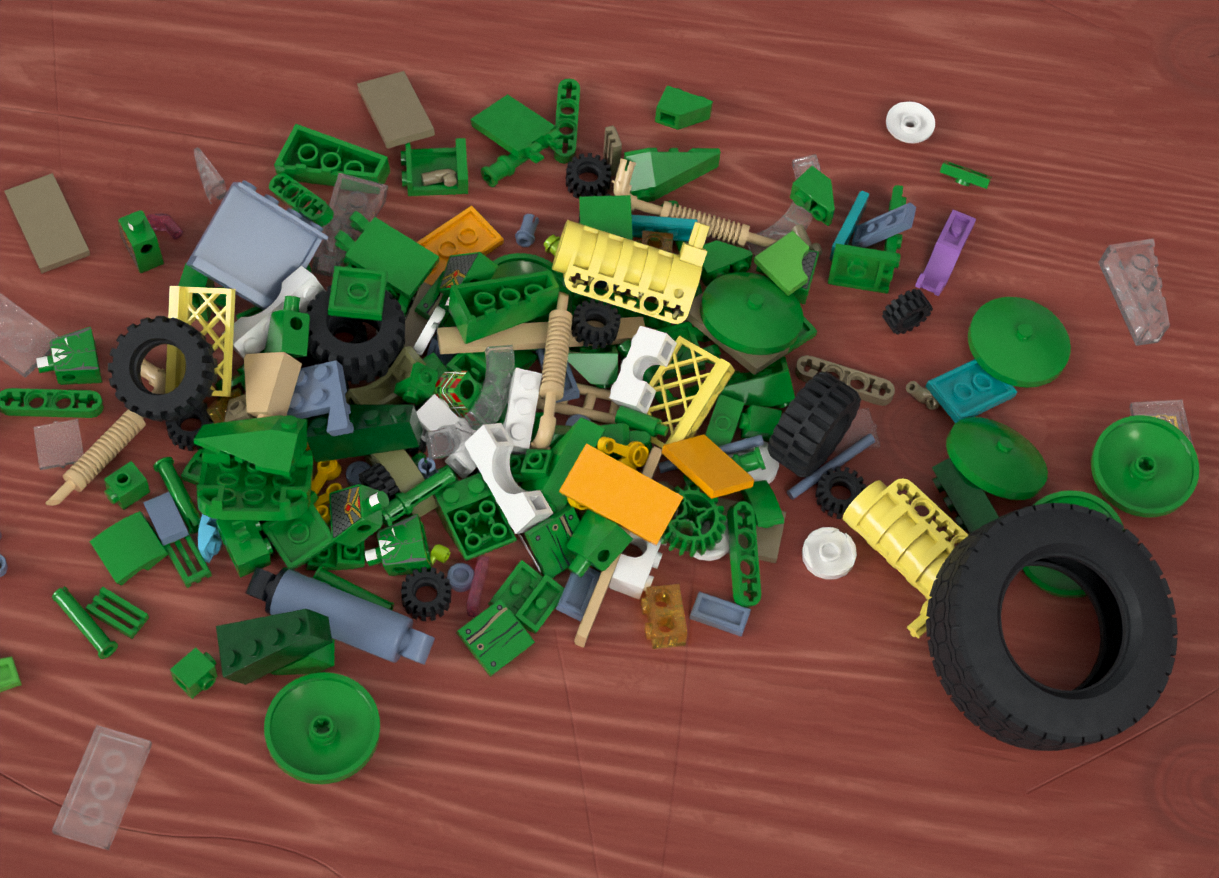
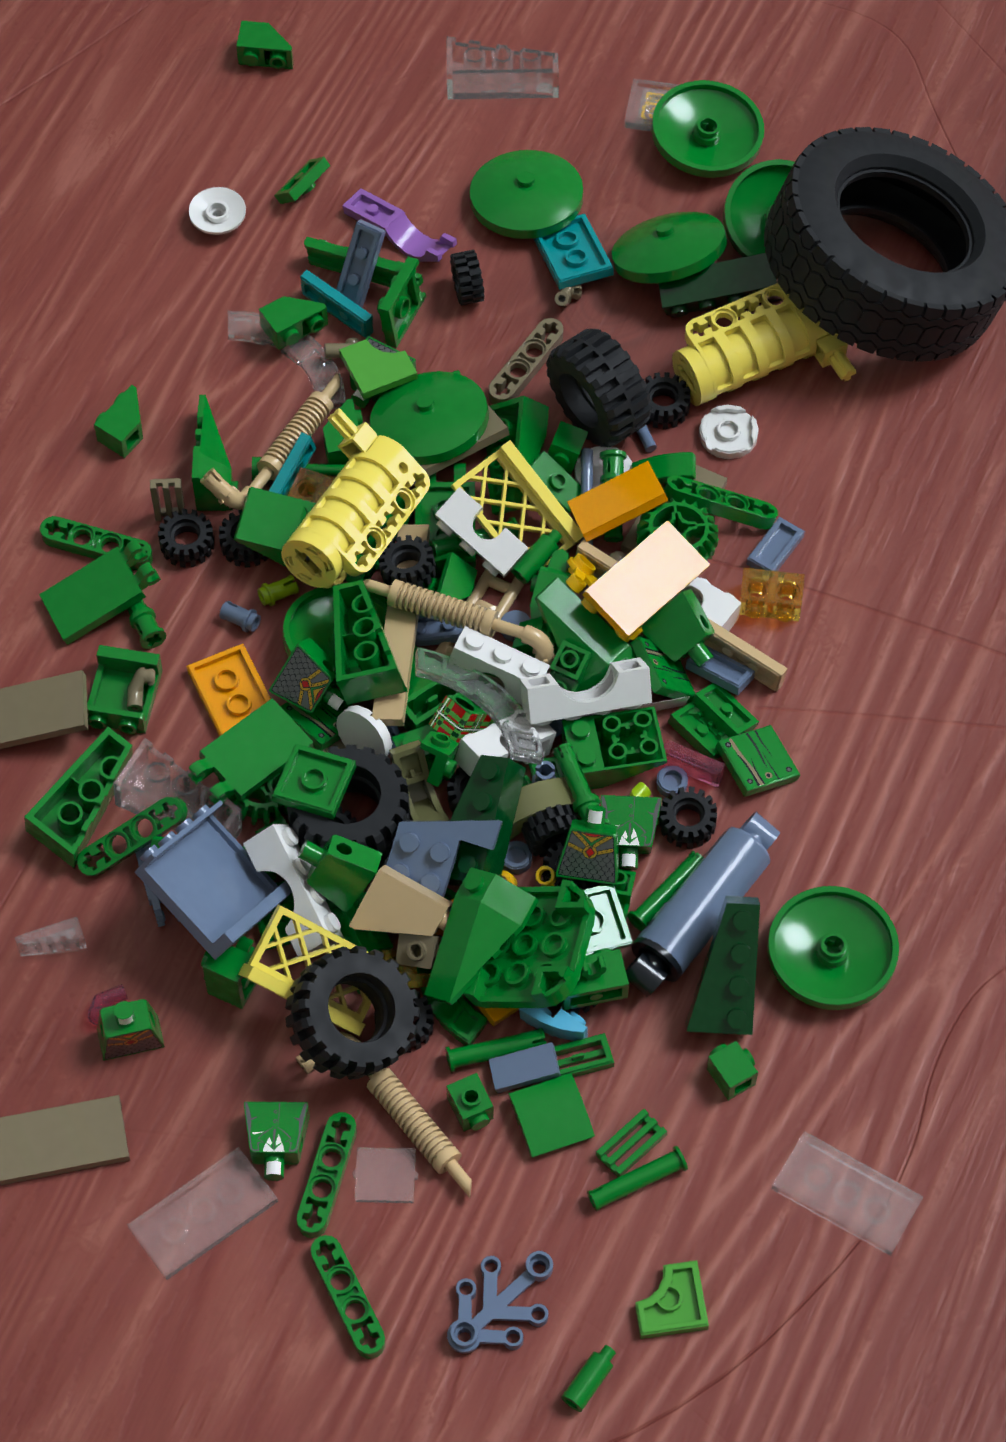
camera: 70 degrees left, 0 degrees up
(1092, 113) = (263, 46): none -> green slope

